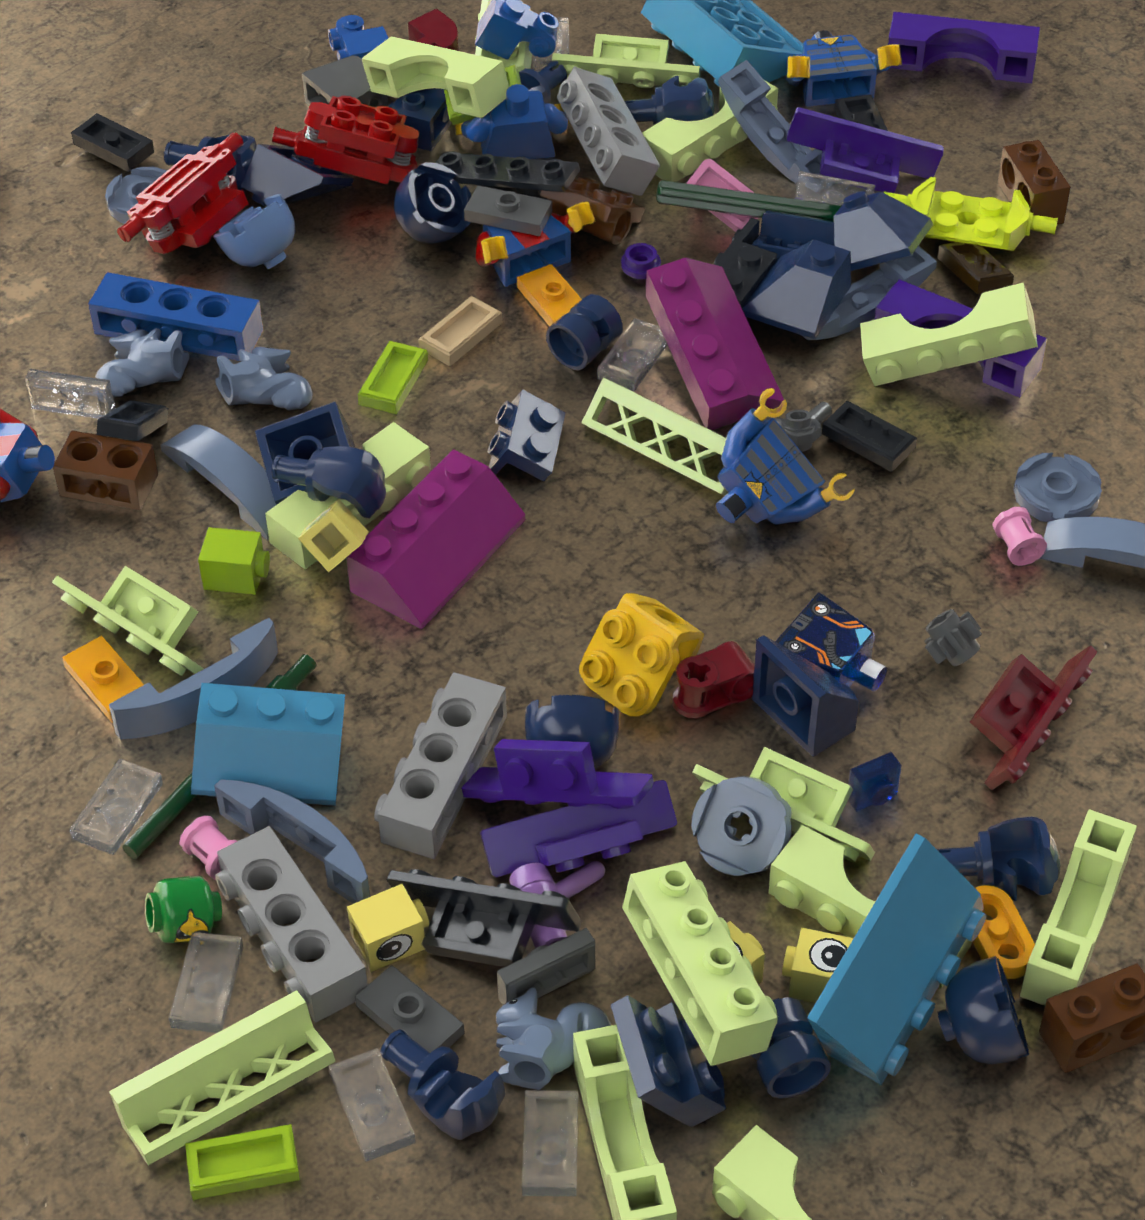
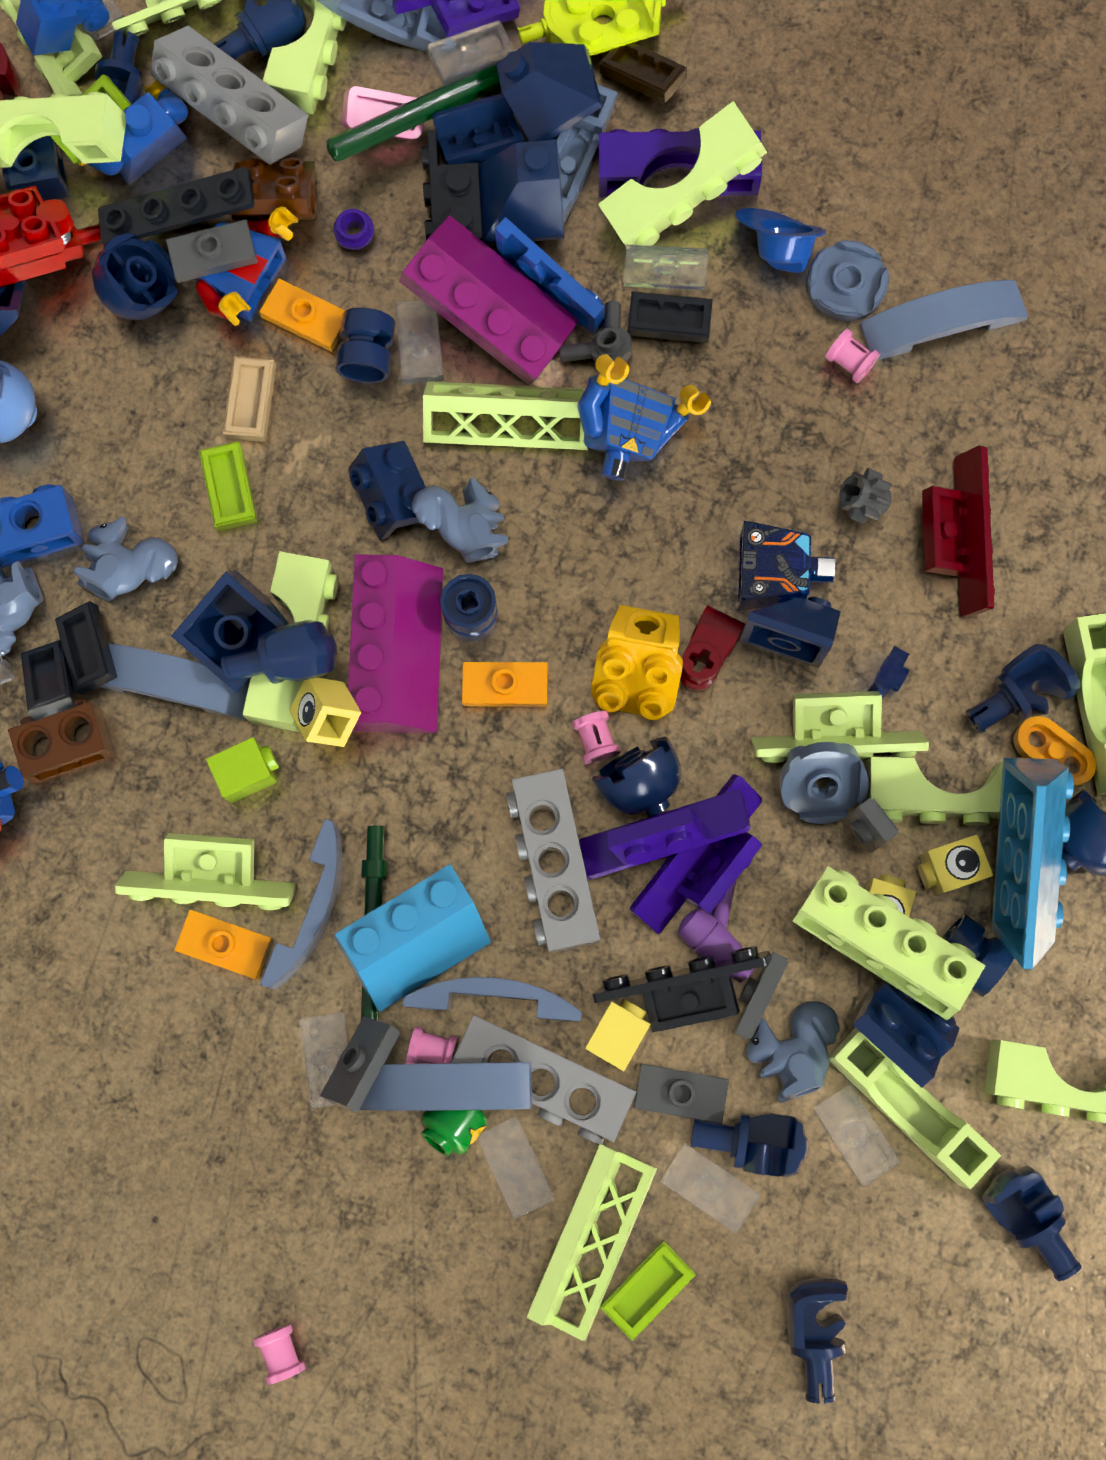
camera: 30 degrees left, 30 degrees up
(139, 805) = (360, 1064): none -> dark grey plate
(182, 418) = (86, 648): none -> black tile
(203, 858) = (451, 1087): none -> sand blue slope
(510, 620) = (505, 684): none -> light orange plate
(521, 541) = (469, 607): none -> dark blue wheel
(566, 487) = (463, 526): none -> sand blue animal
(571, 682) = (586, 727): none -> bright pink bush
(759, 877) = (871, 825): none -> dark grey plate
(777, 348) = (549, 276): none -> blue wing
(891, 398) = (665, 267): none -> clear plate
(1013, 429) = (780, 239): none -> blue piece

